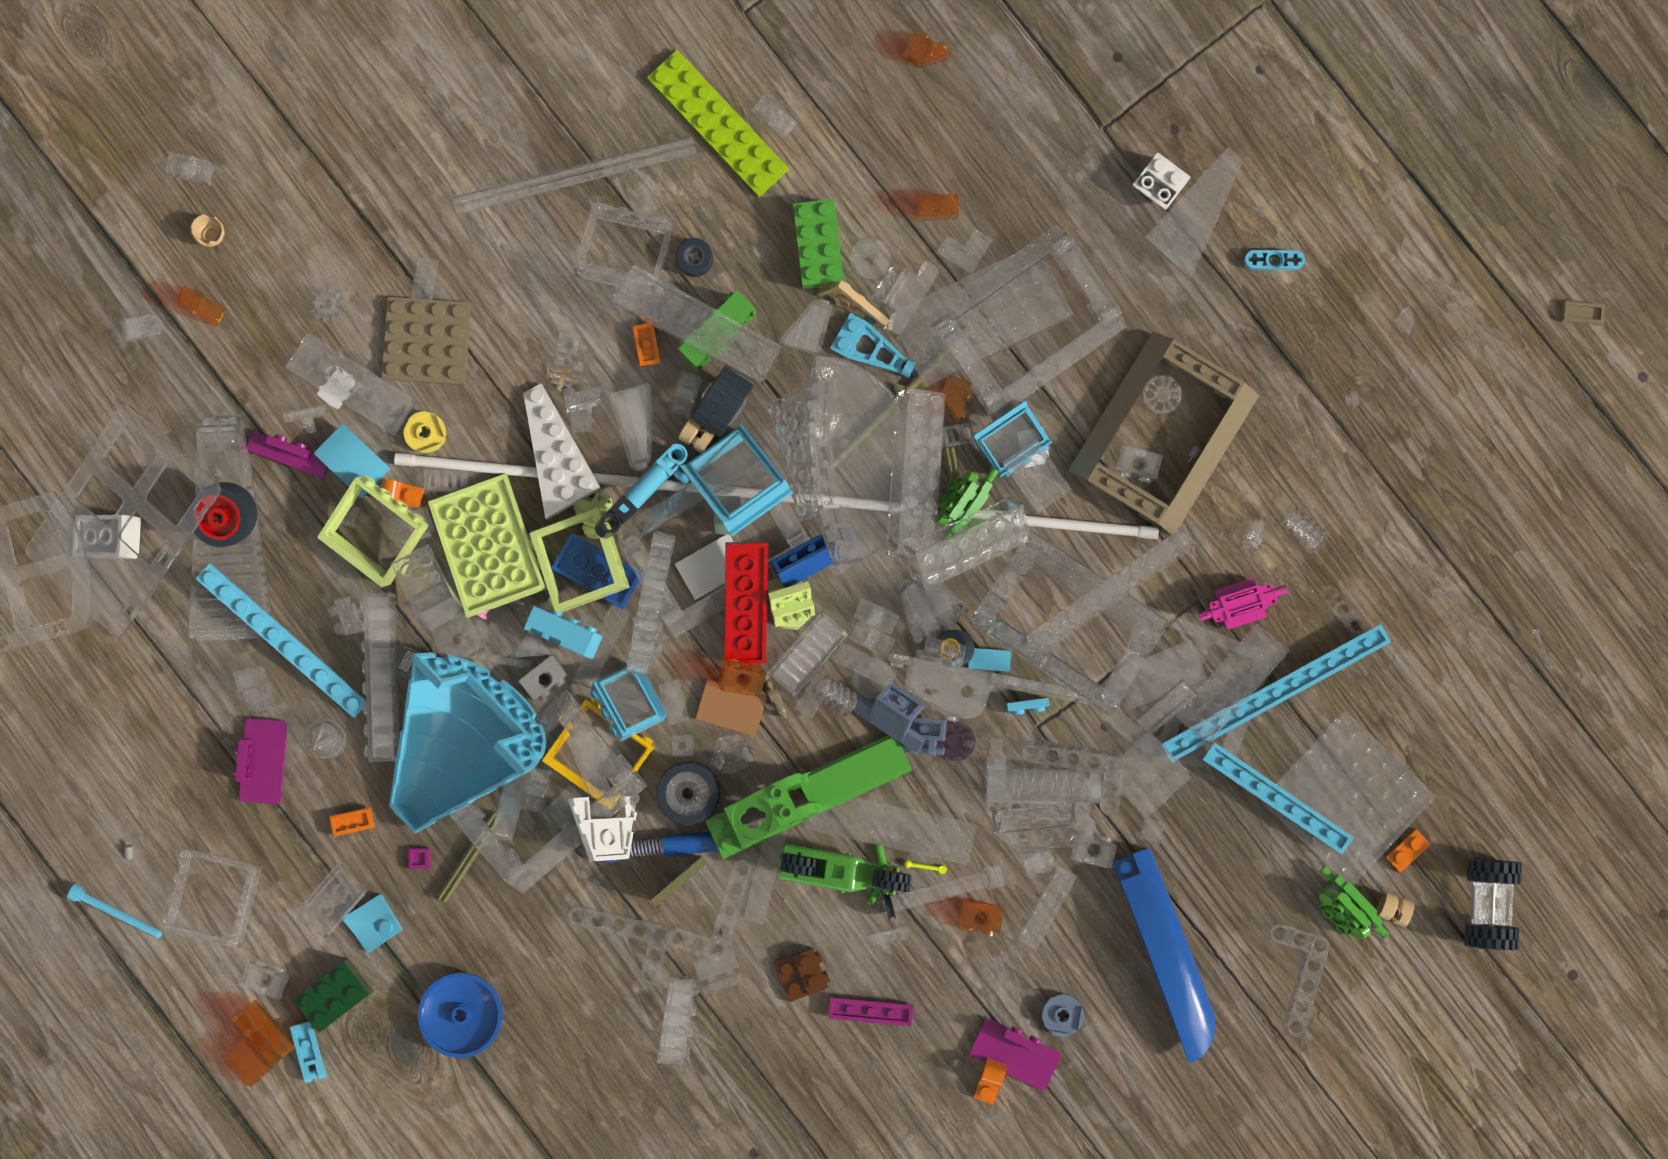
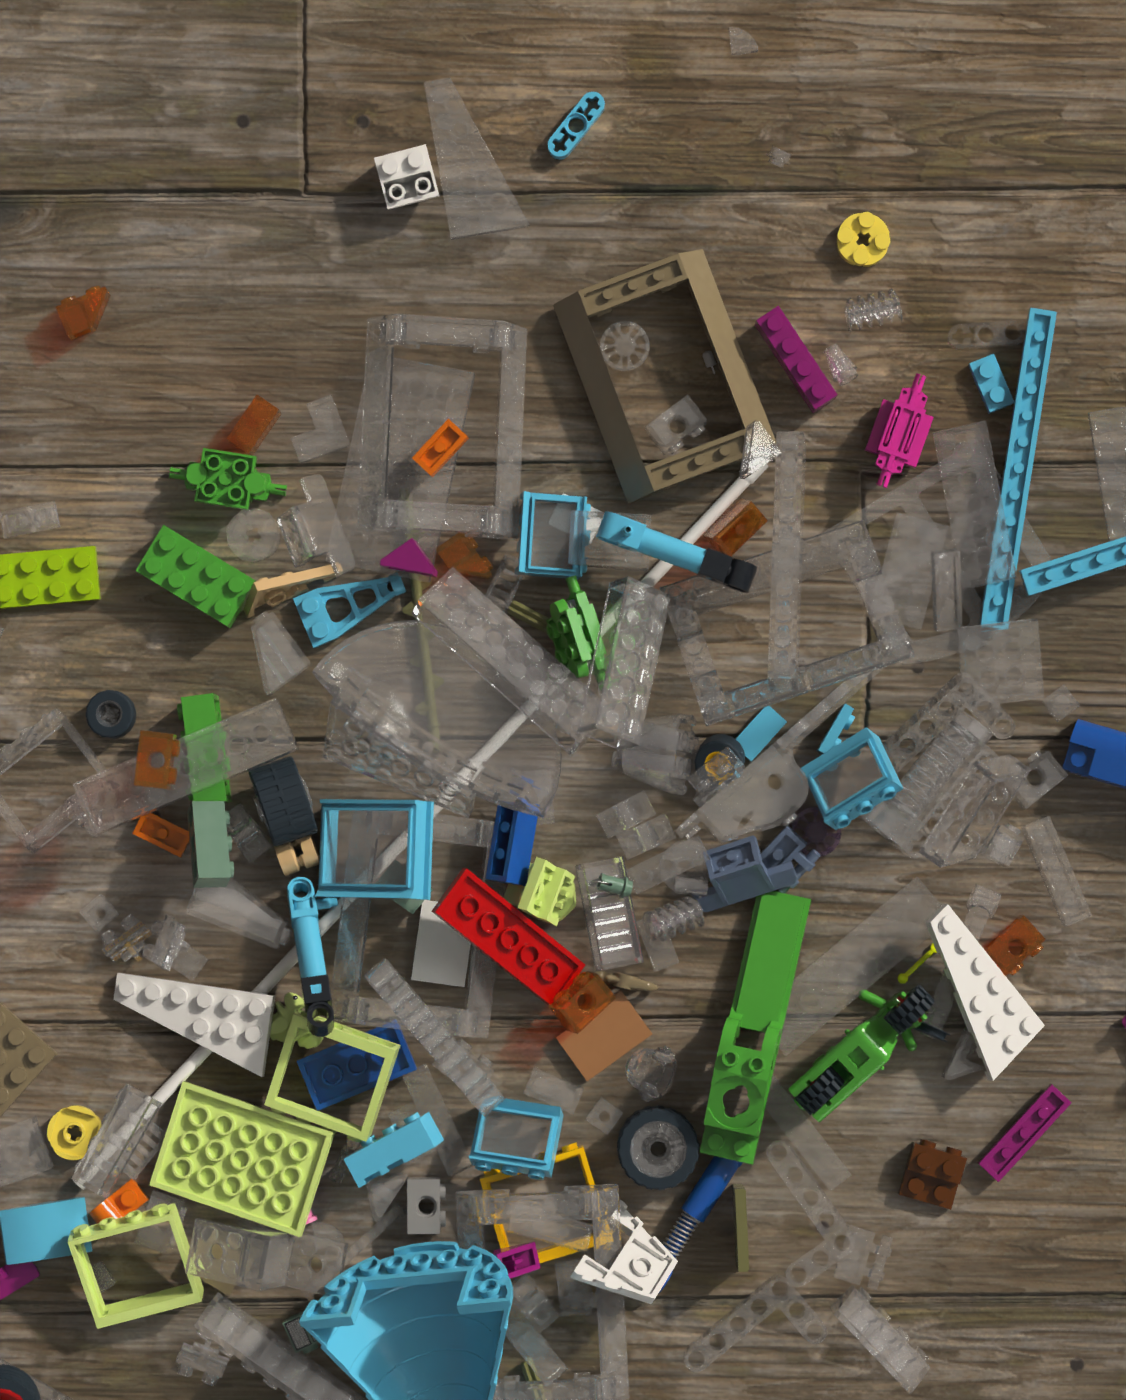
camera: 50 degrees left, 0 degrees up
(439, 460) = (116, 1140): none -> clear brick
(555, 760) = (519, 1258): none -> magenta slope
(662, 376) = (210, 844): none -> sand green brick
(694, 292) = (150, 744): none -> clear orange brick
(828, 643) = (619, 886): none -> sand green pin
(863, 690) = (691, 886): none -> clear pin
(891, 216) = (227, 479): none -> bright green piece
(929, 363) = (409, 558): none -> magenta slope
(935, 923) = (986, 998): none -> white wing
(1005, 737) = (852, 778): none -> medium azure window
(1012, 329) = (440, 447): none -> orange plate
(1068, 546) = (705, 562): none -> medium azure piece
(1103, 547) = (735, 527): none -> clear orange brick
(1162, 524) = (757, 449): none -> clear slope
(1235, 505) = (795, 359): none -> magenta brick
(1315, 636) = (991, 383): none -> medium azure plate
(1352, 483) = (860, 254): none -> light yellow plate

